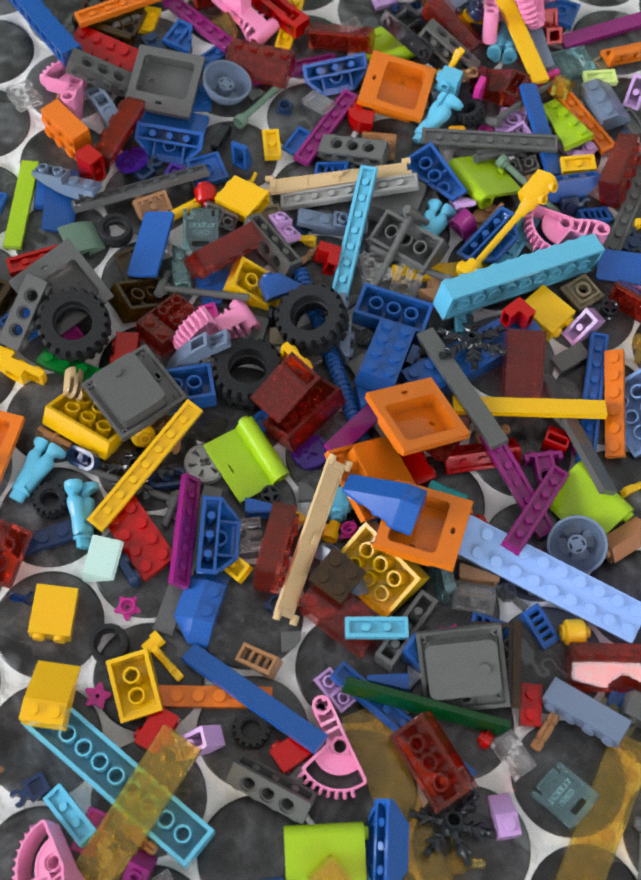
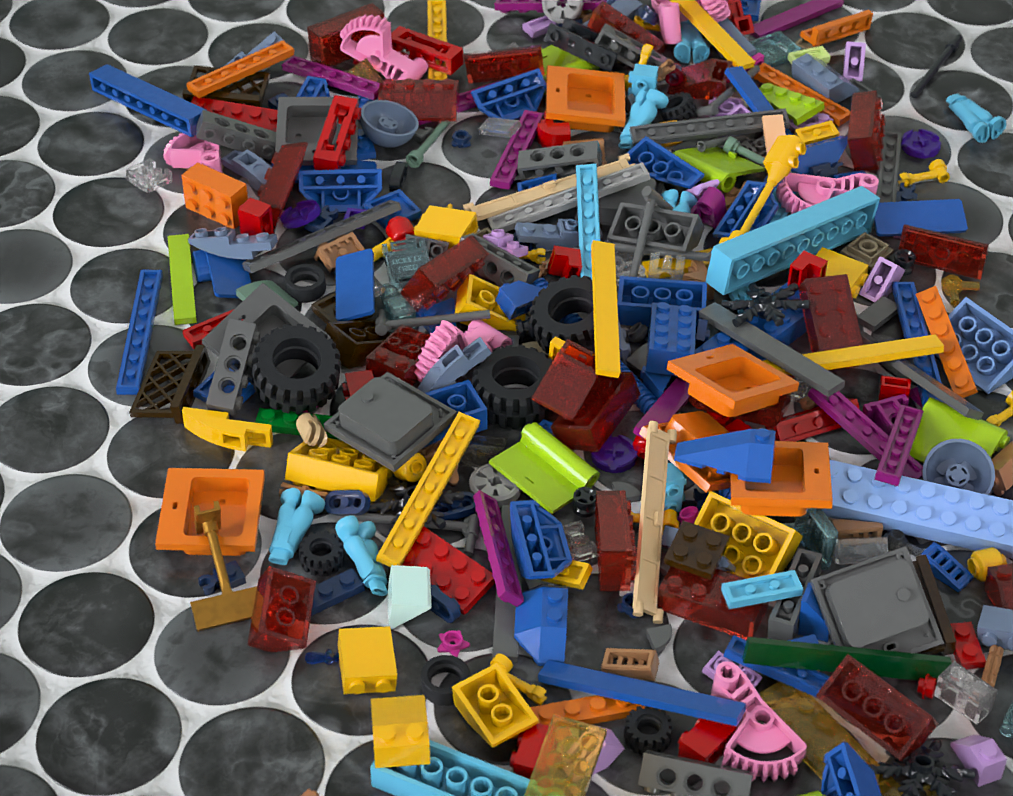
camera: 10 degrees left, 20 degrees down
(103, 696) = (449, 728): dark pink plate -> none
(151, 19) = (275, 84): yellow plate -> none
(162, 110) = (347, 112): none -> red brick
(241, 156) = (428, 197): blue slope -> none
(257, 508) = (571, 512): blue slope -> none
(271, 144) = (459, 175): yellow plate -> none
(295, 140) = (485, 168): blue tile -> none
(332, 326) = (605, 309): none -> yellow tile
(479, 88) = (681, 80): dark pink tile -> none
(541, 156) = (773, 127): none -> light nougat tile
(562, 87) = (772, 67): clear yellow slope -> none

